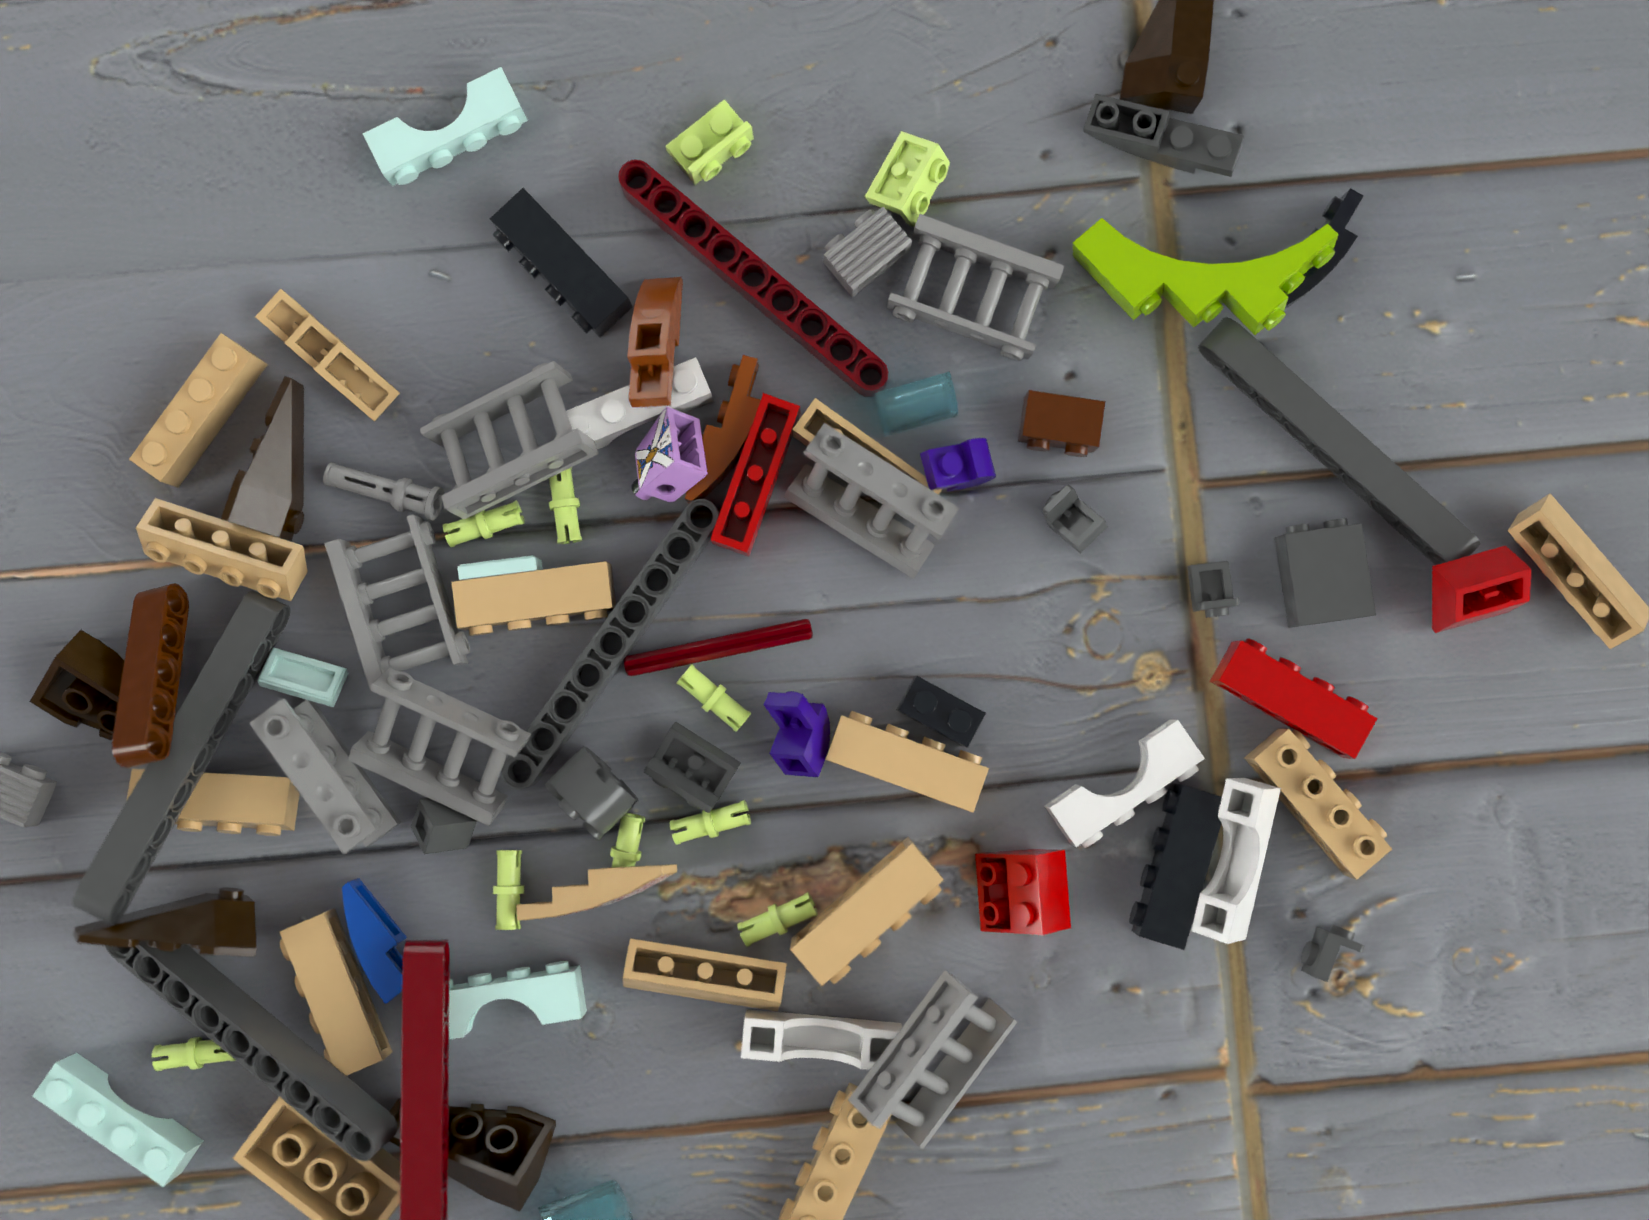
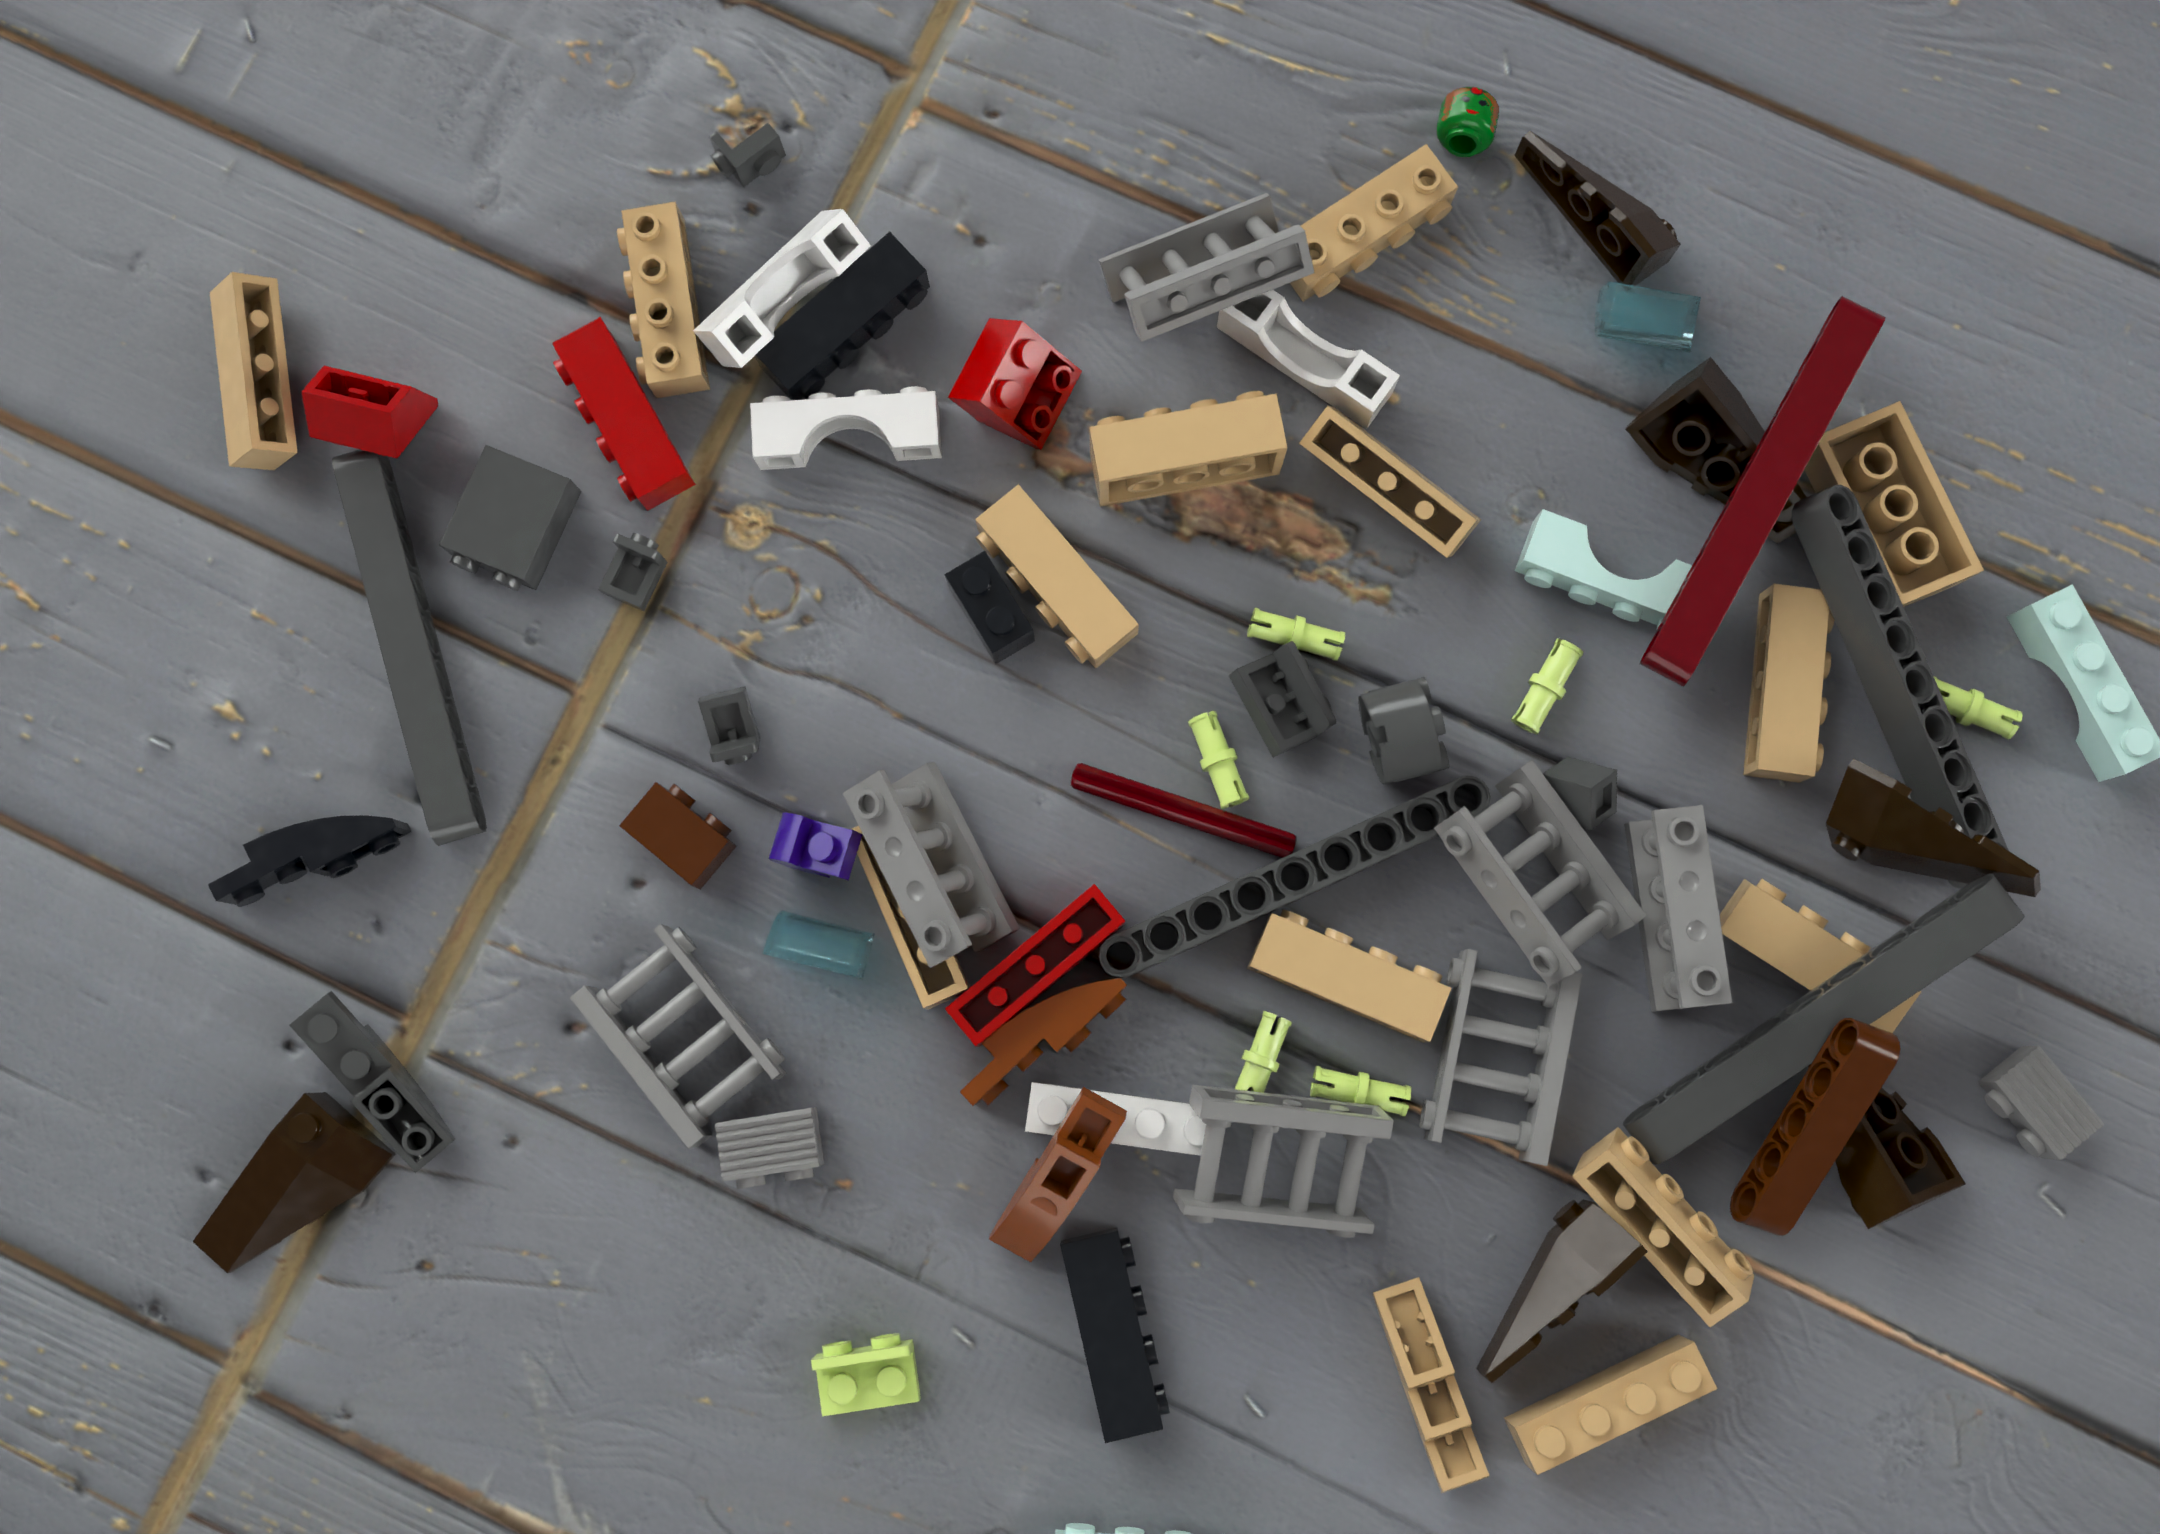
camera: 140 degrees left, 5 degrees down
(302, 677) = (1648, 1037): light aqua tile -> none
(374, 939) = (1716, 711): blue slope -> none
(401, 497) = (1428, 1179): light grey pin -> none
(499, 567) = (1369, 1029): light aqua tile -> none
(603, 888) = (1443, 625): tan slope -> none
(628, 840) = (1404, 651): yellowish green pin -> none
(670, 457) = (1116, 1038): lavender torso -> none
(744, 262) = (909, 1213): dark red beam -> none
(777, 919) = (1283, 497): yellowish green pin -> none
(802, 735) = (1148, 665): dark purple brick -> none
(909, 177) = (674, 1202): yellowish green bracket -> none
(1197, 290) = (393, 850): lime arch -> none

